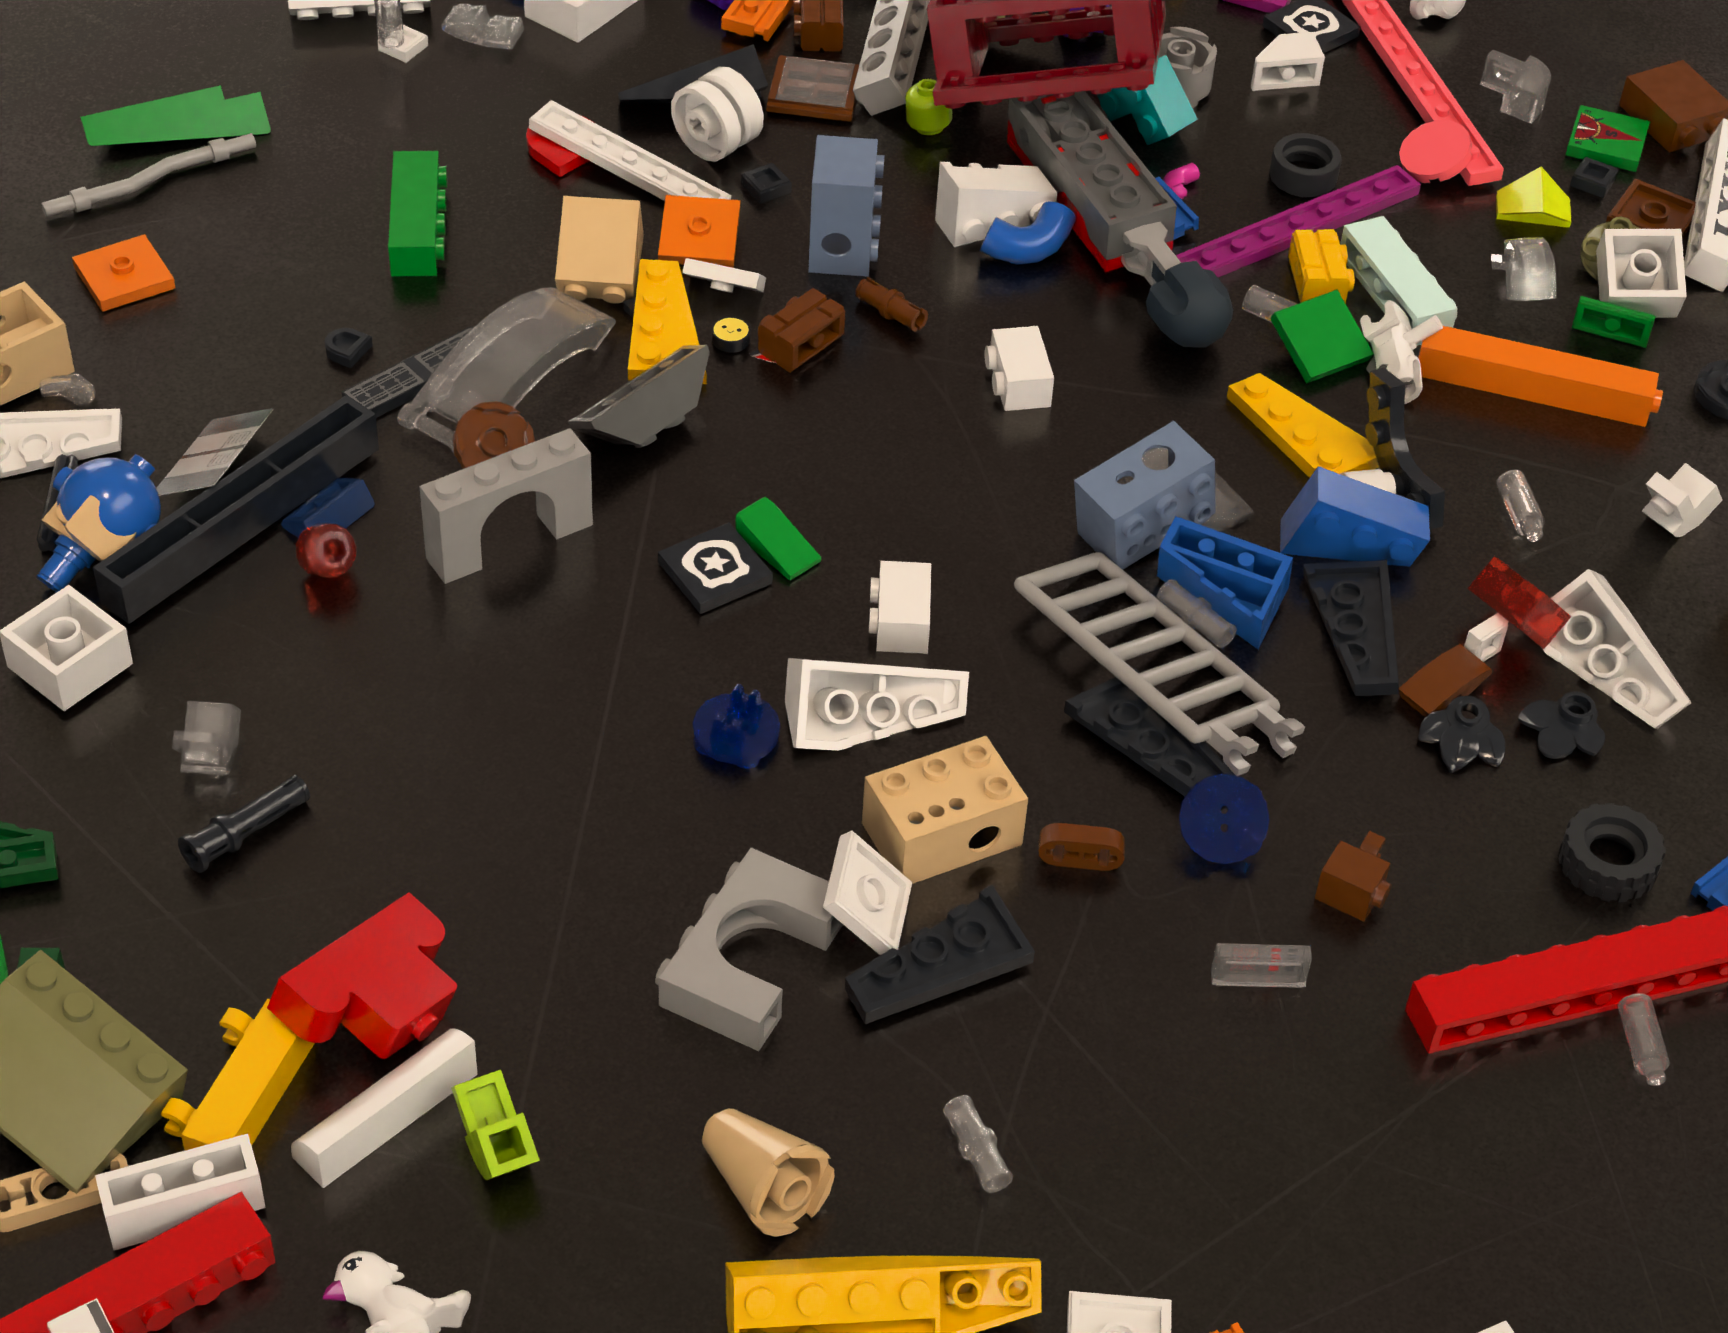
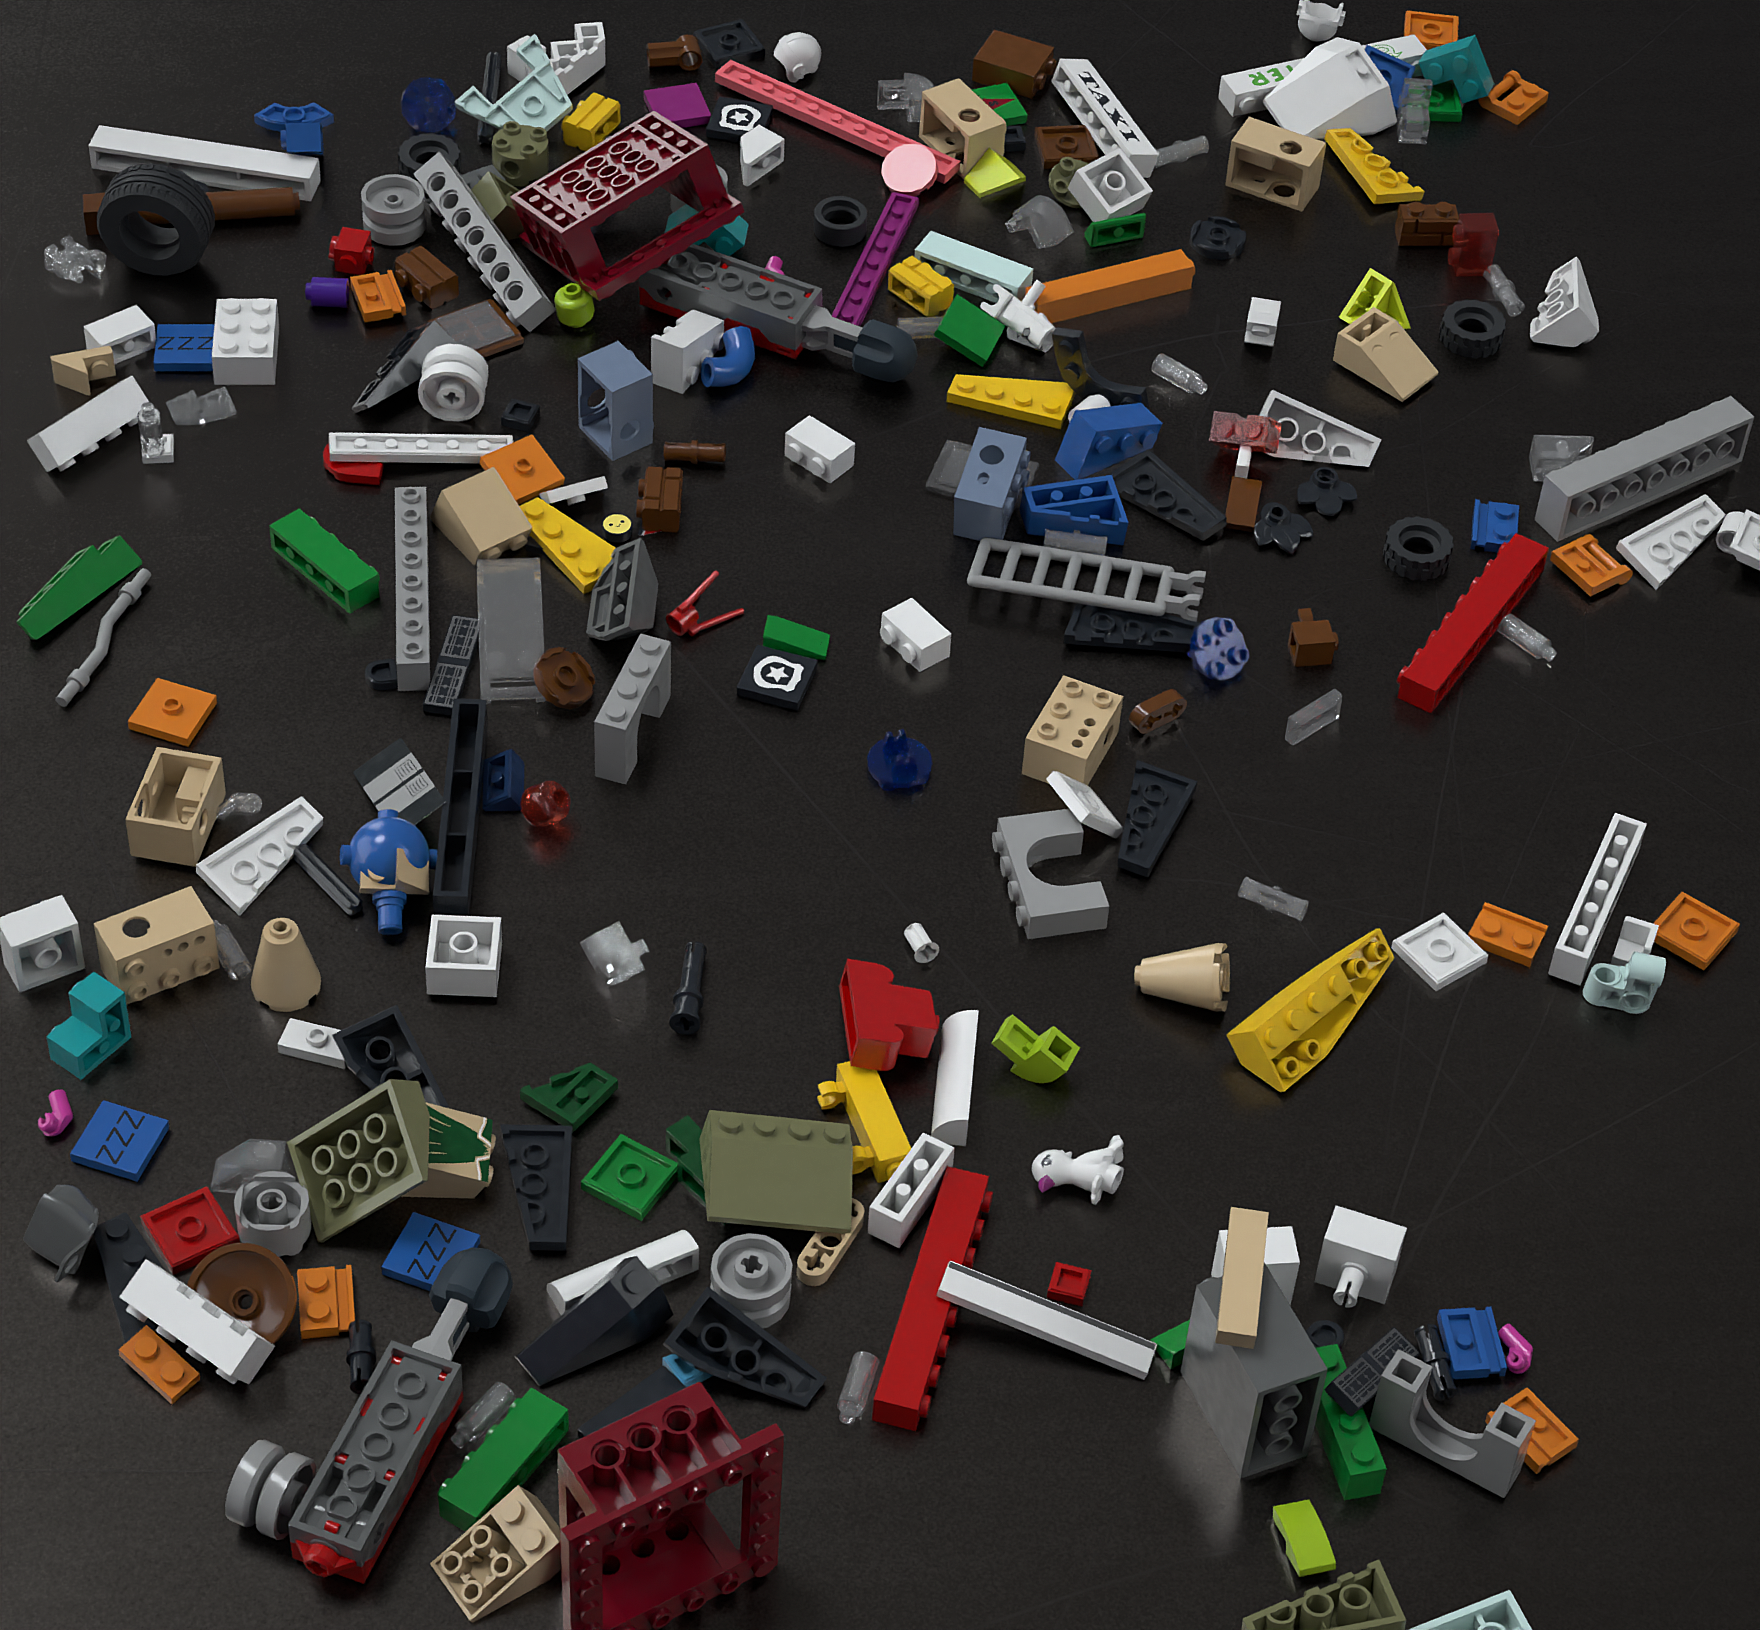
camera: 40 degrees left, 0 degrees up
(456, 281) = (412, 589): none -> light grey brick
(529, 932) = (921, 943): none -> white piece
(687, 454) = (685, 616): none -> red plant
(852, 703) = (952, 704): white wedge -> none
(1535, 128) = (960, 116): none -> tan piece

